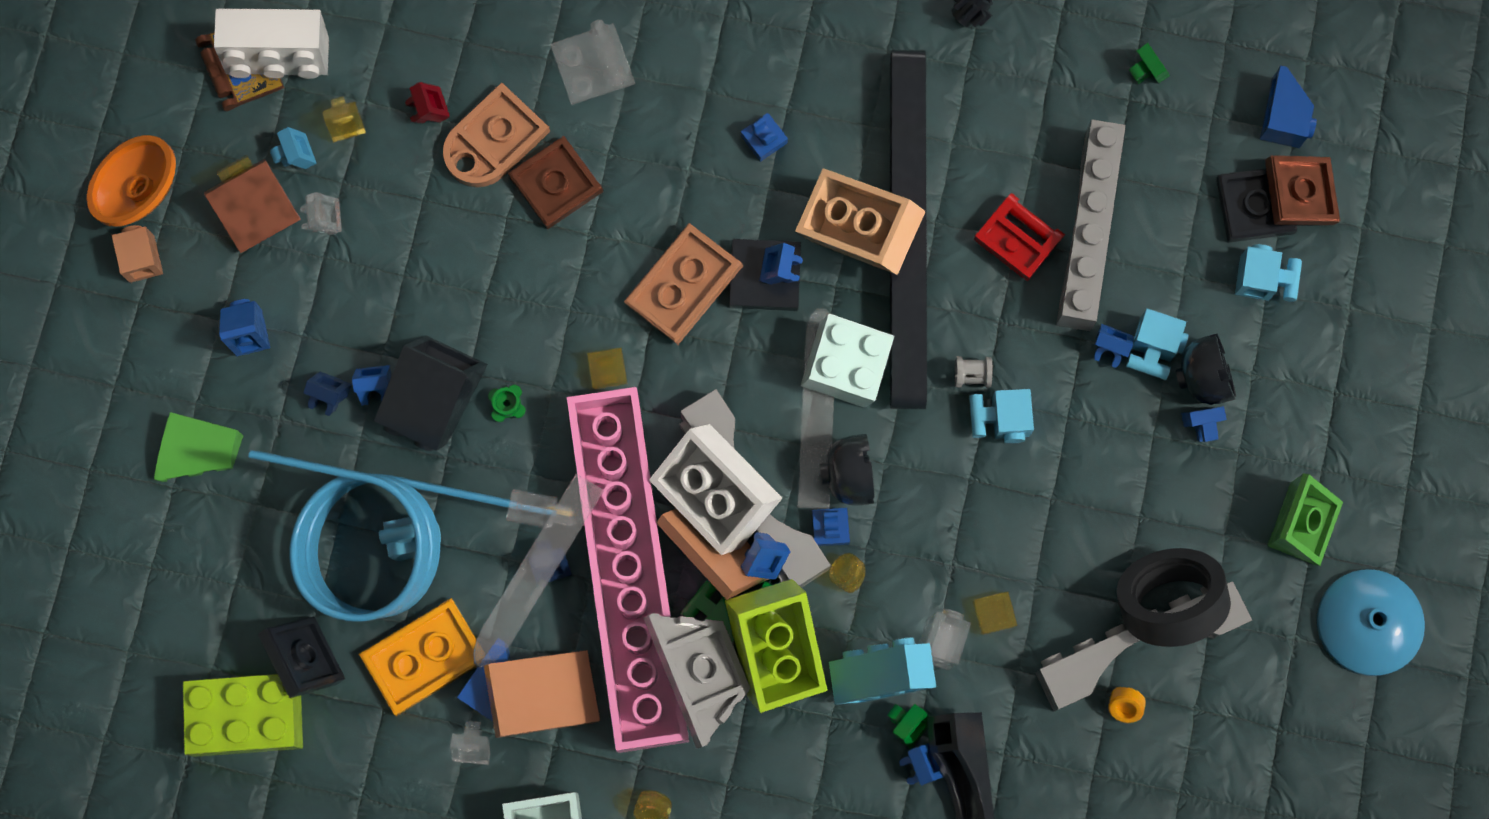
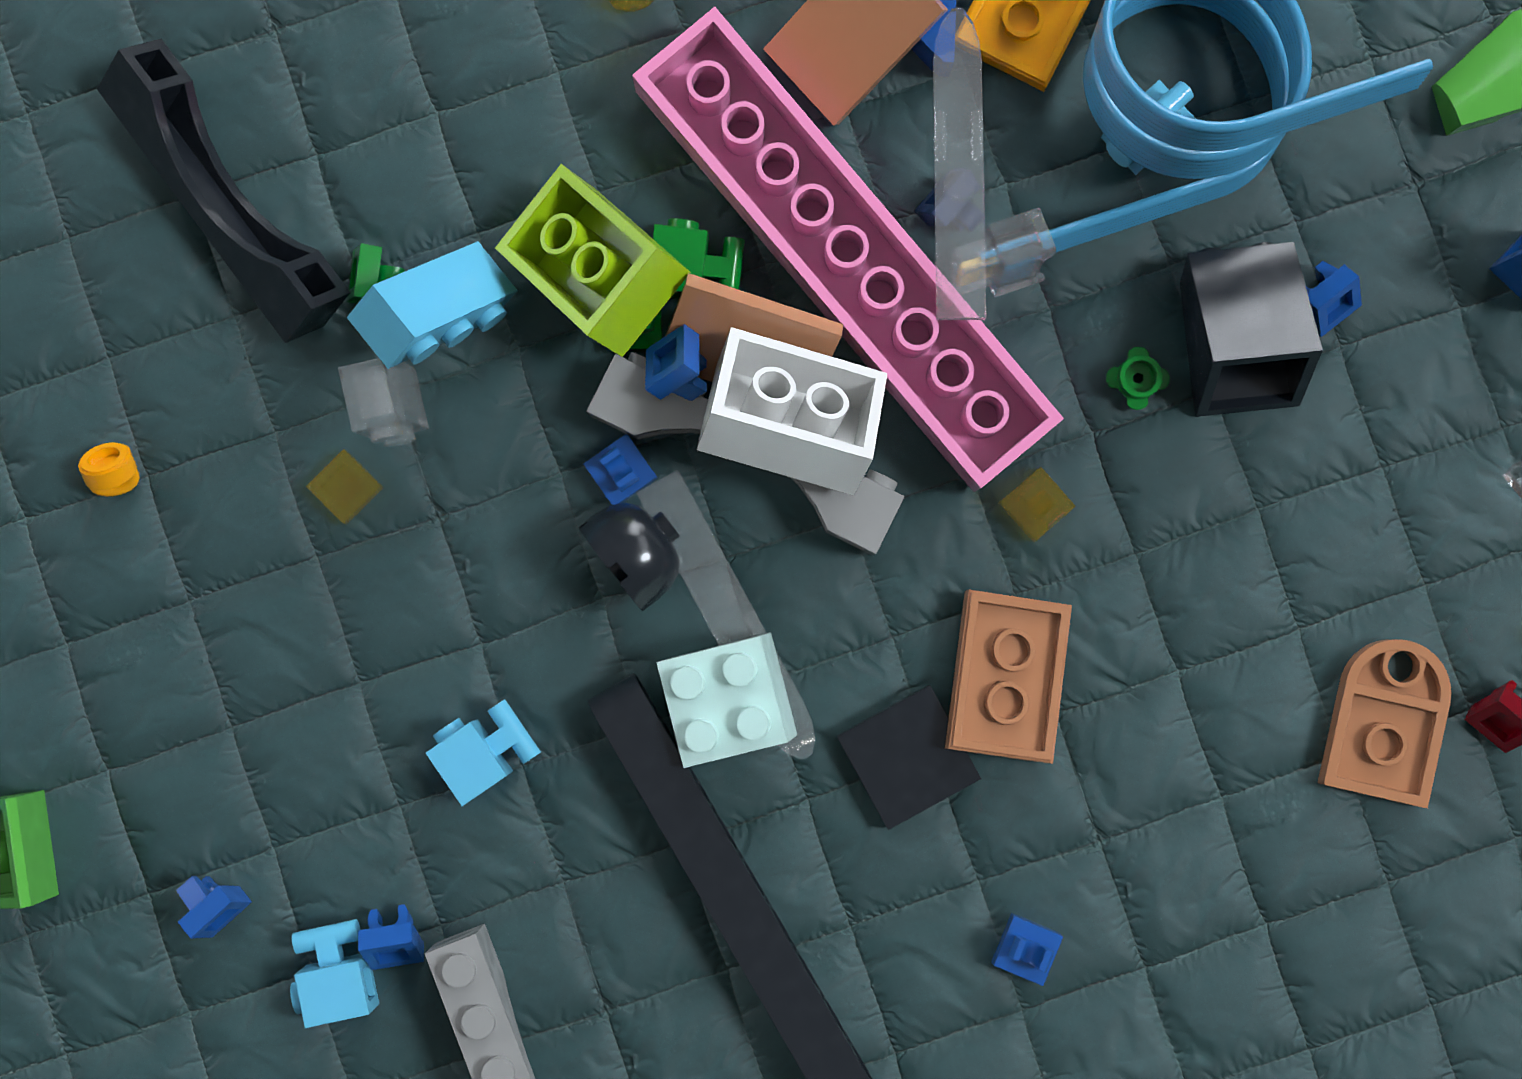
camera: 145 degrees right, 10 degrees up
(327, 389) = (1381, 251): dark blue tile -> none
(555, 182) = (1265, 714): copper tile -> none
(592, 63) = (1323, 912): clear hinge -> none
(700, 670) = (669, 167): light grey wing -> none
(778, 264) = (897, 775): blue tile -> none
(847, 572) = (563, 422): clear yellow tile -> none
(860, 221) = (822, 899): light nougat brick -> none
(924, 765) = (318, 231): blue tile -> none
(973, 372) = (554, 789): light grey bush -> none
(1012, 244) = (603, 999): red plate -> none
(1076, 675) = (192, 466): light grey arch -> none
(1177, 627) = (79, 584): black tyre -> none
(1206, 371) = (243, 975): black cylinder -> none

